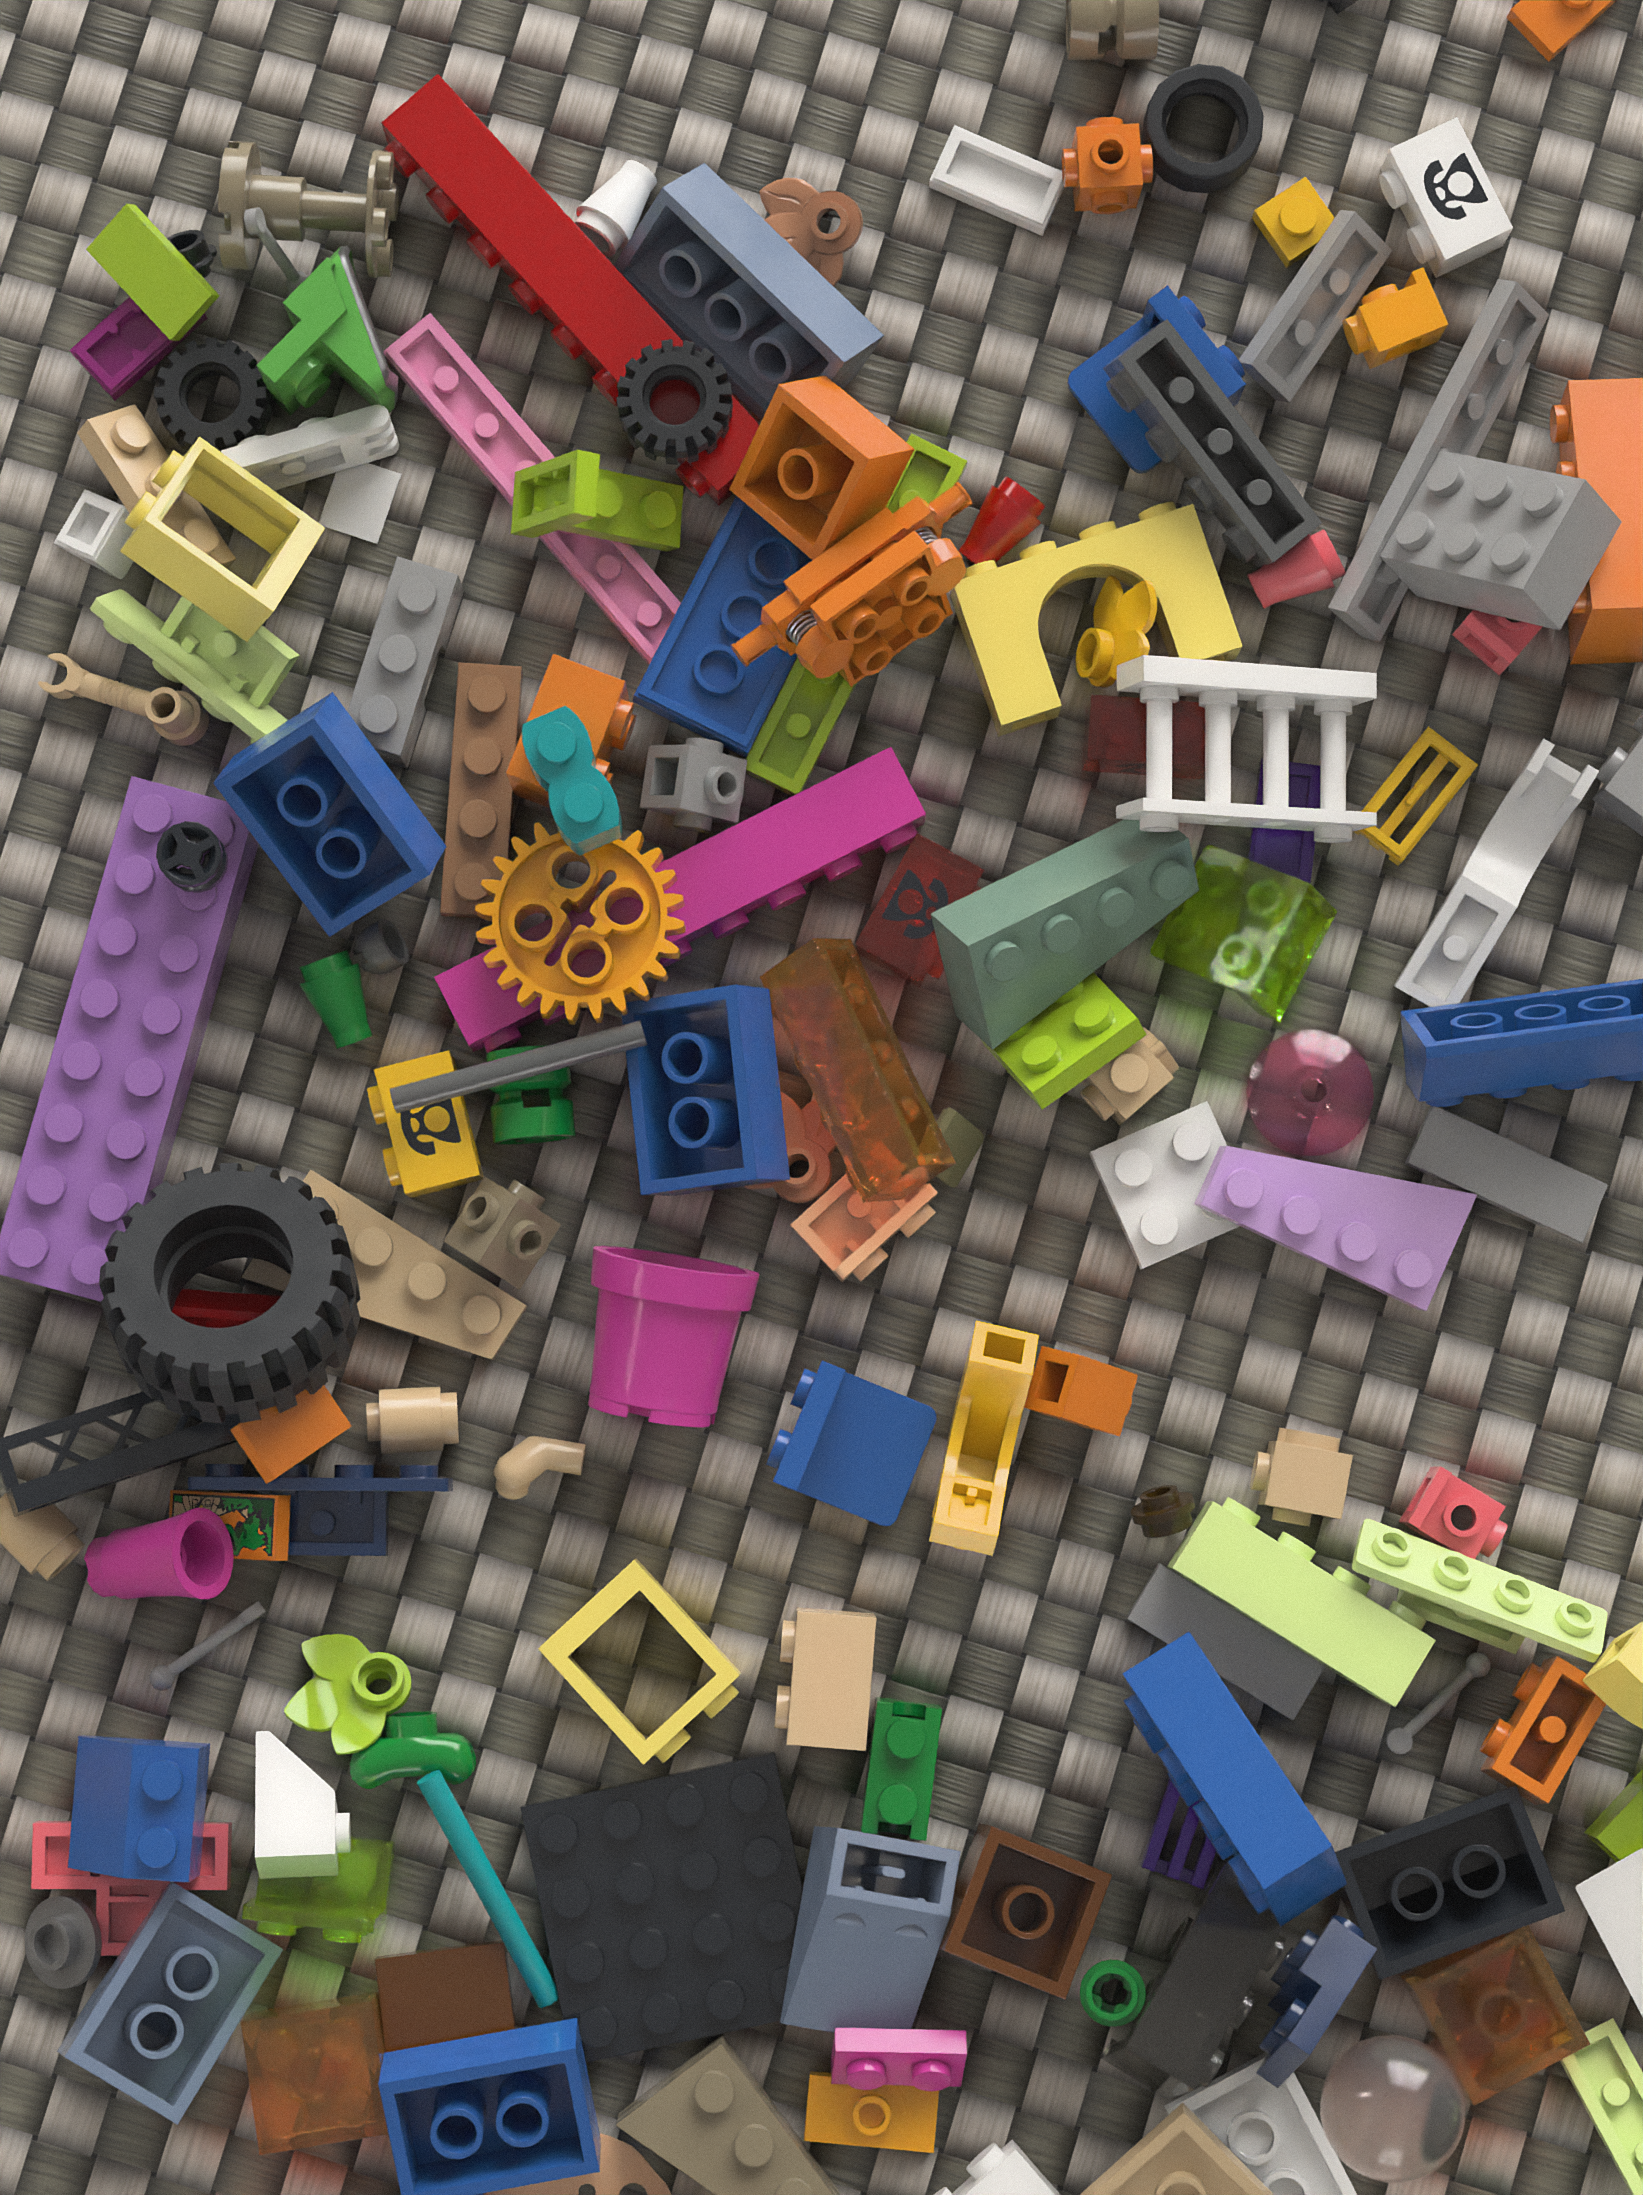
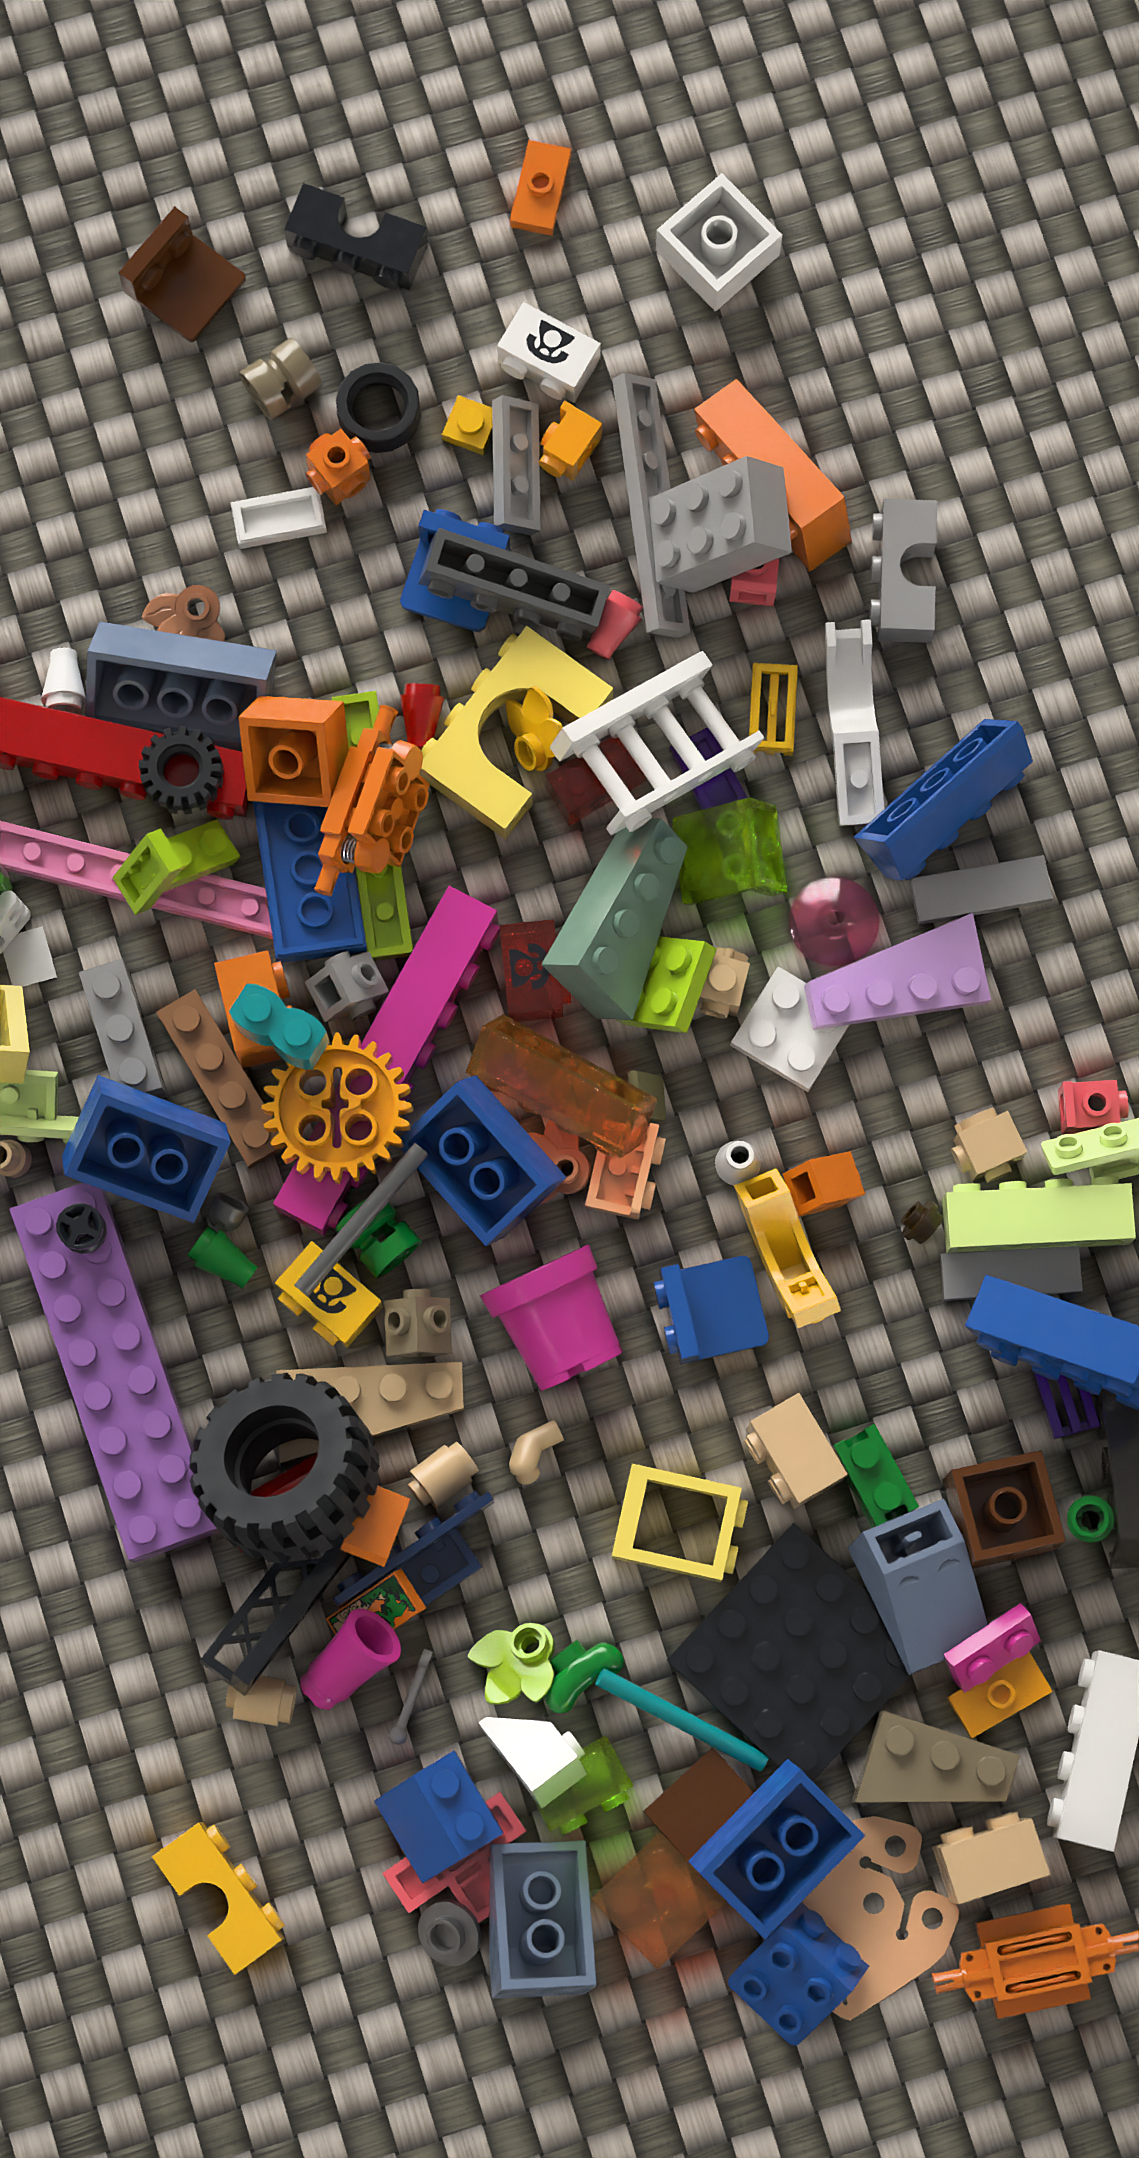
camera: 30 degrees left, 5 degrees down
(984, 1305) = (736, 1173): none -> white cone

